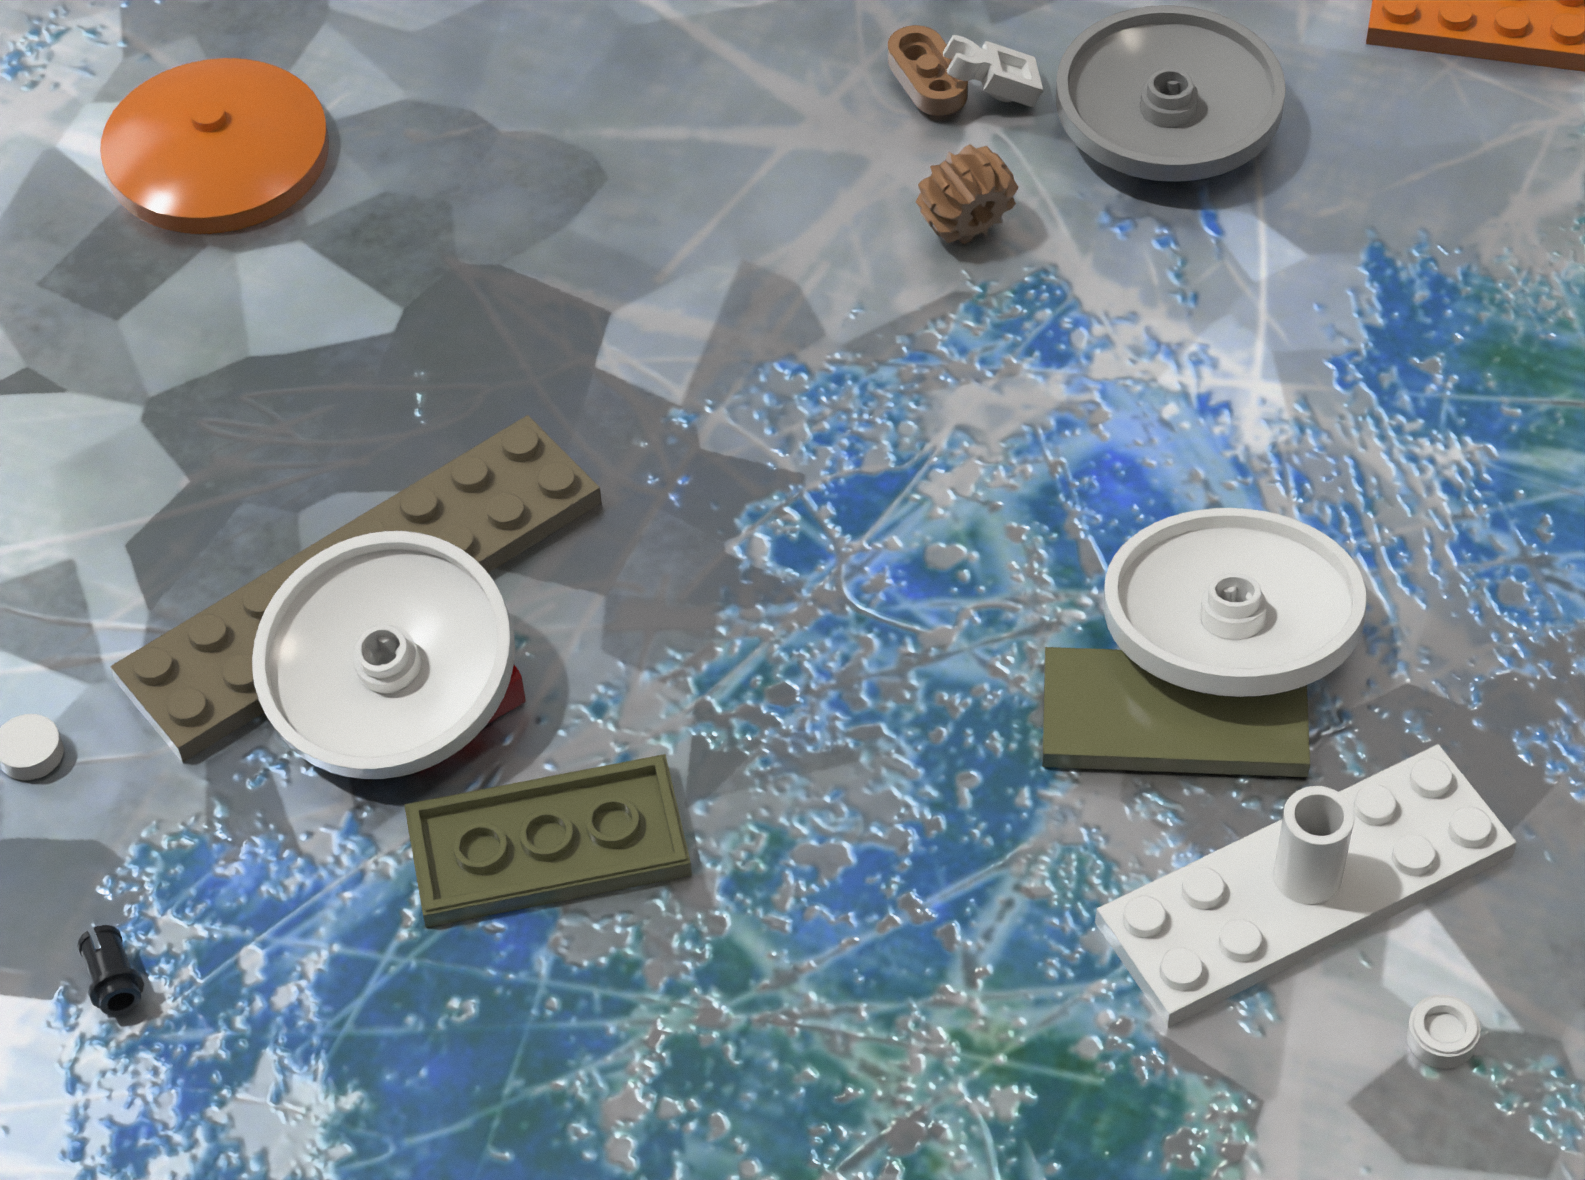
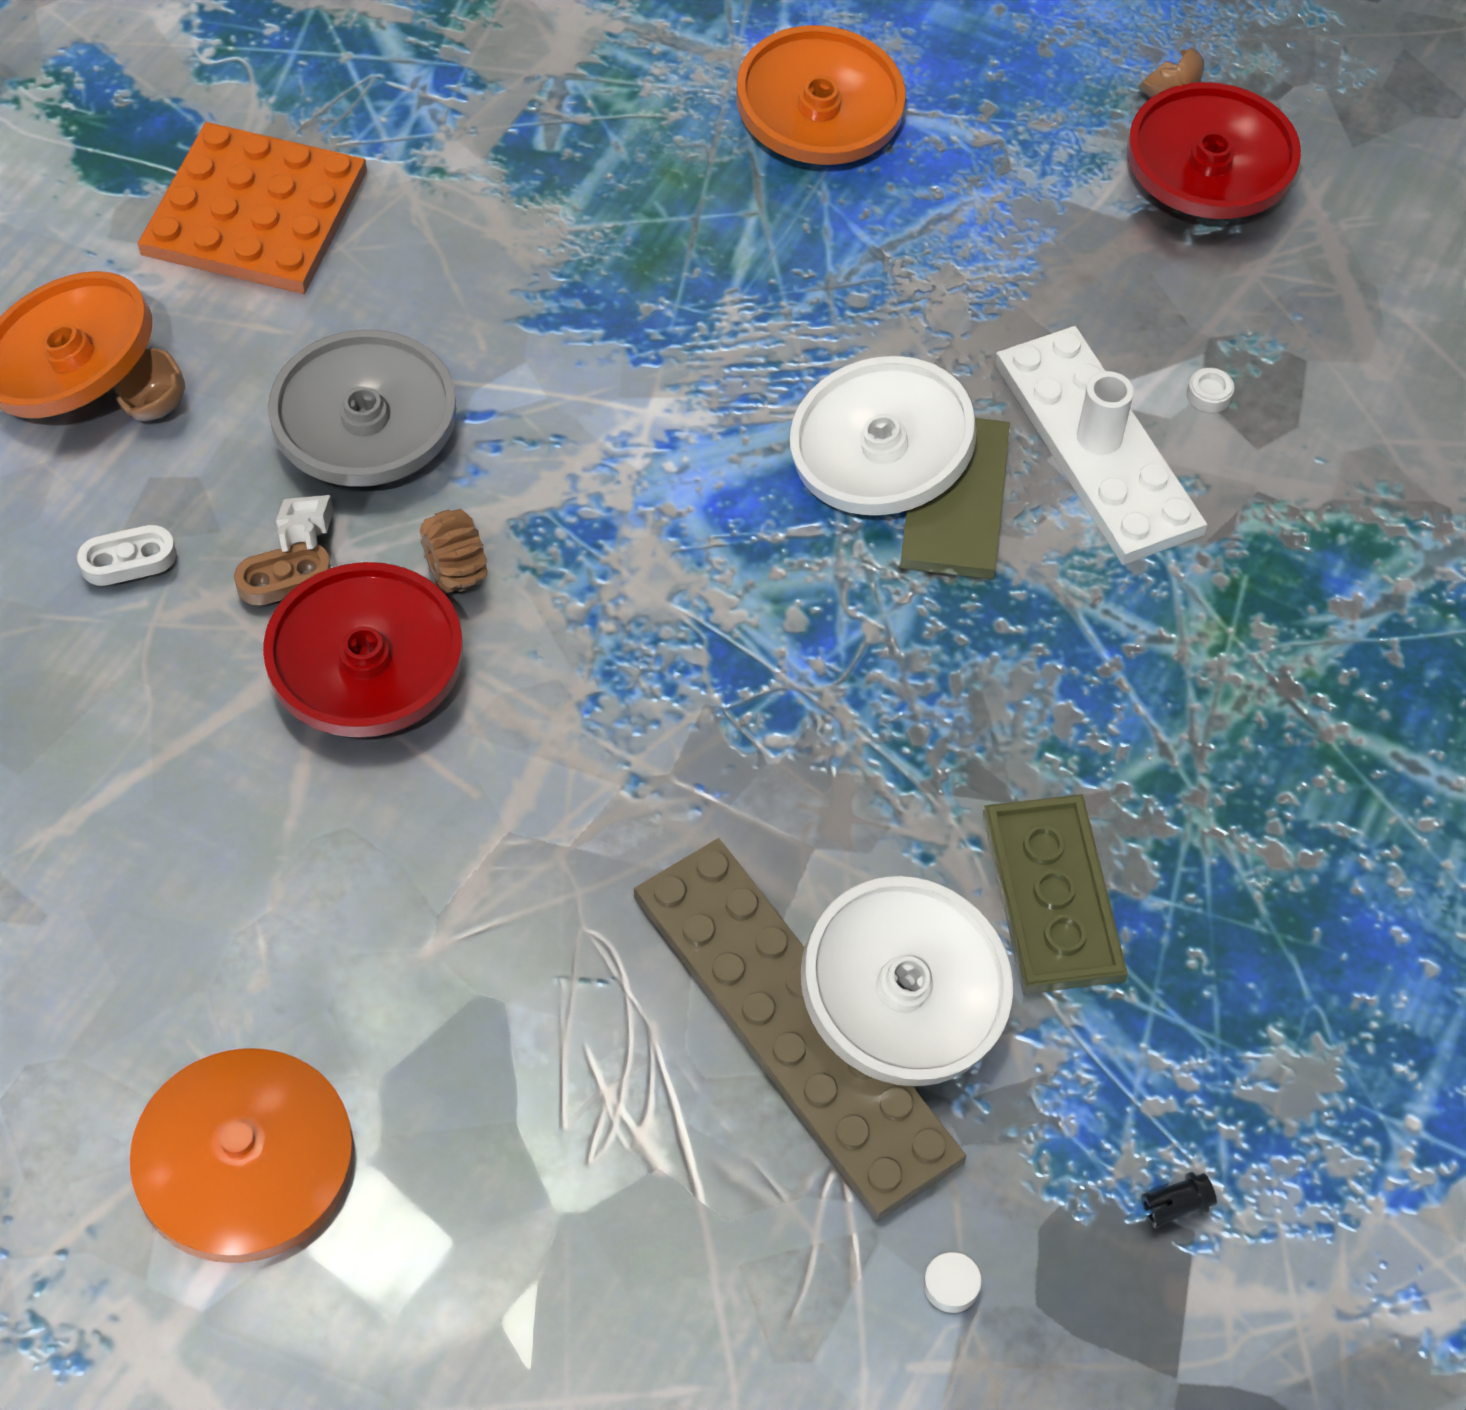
camera: 90 degrees left, 5 degrees up
(818, 137) = (363, 649): none -> red dish

